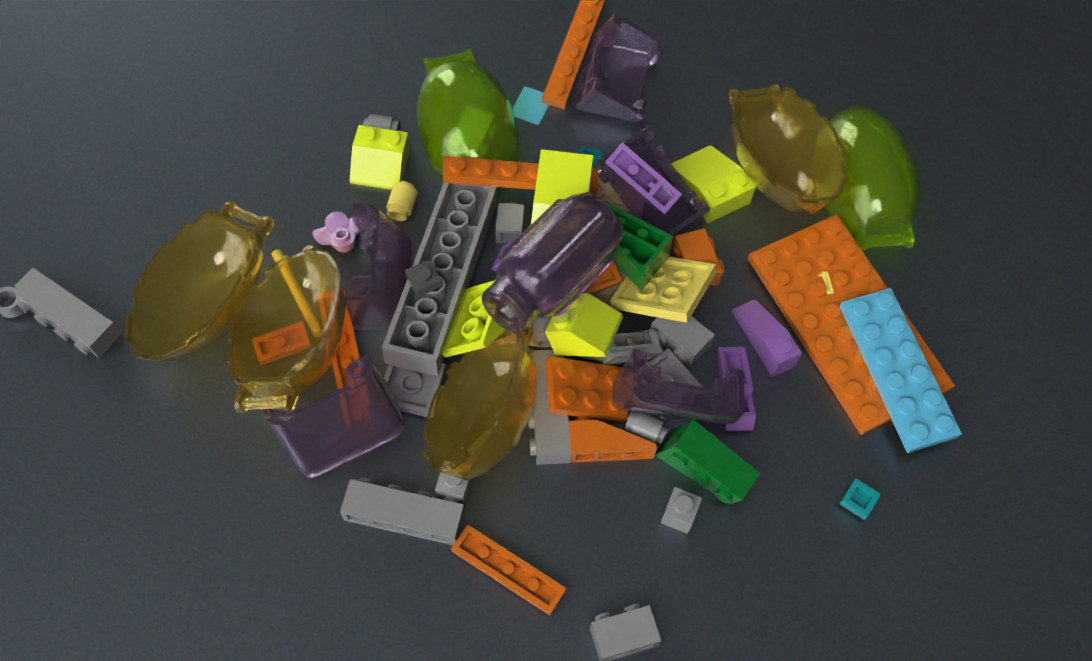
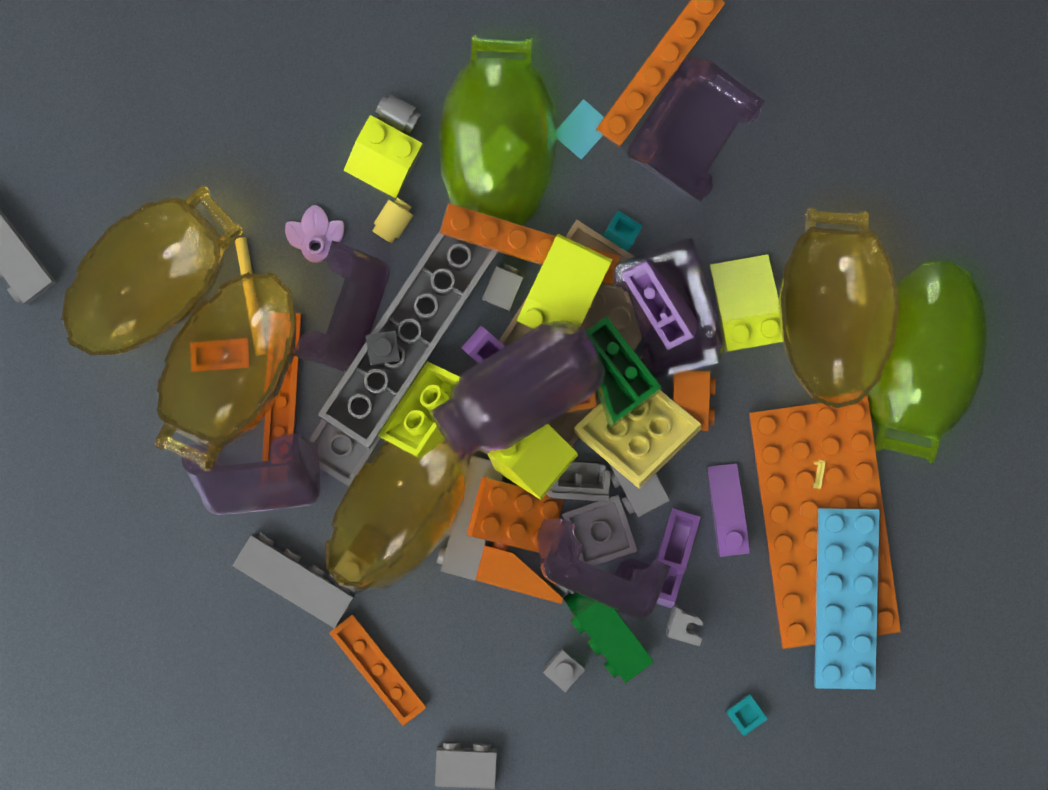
camera: 25 degrees right, 25 degrees up
(770, 436) = (677, 625): none -> light grey hinge

